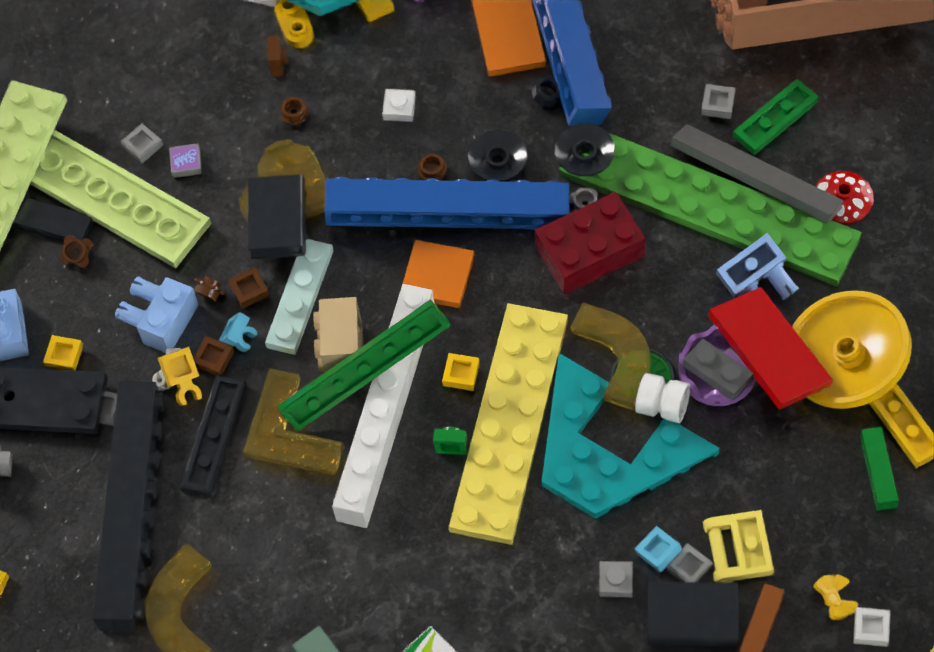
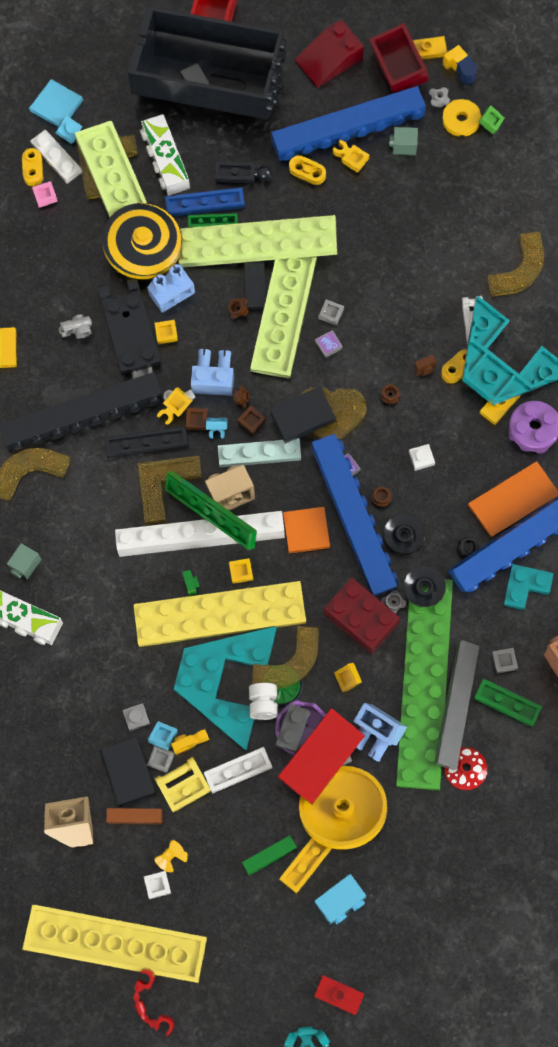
camera: 65 degrees right, 10 degrees up
(620, 48) = (523, 580): none -> teal plate
(668, 288) = (347, 677): none -> yellow plate
(679, 524) = (185, 742): none -> yellow plate
(744, 467) = (238, 770): none -> white plate

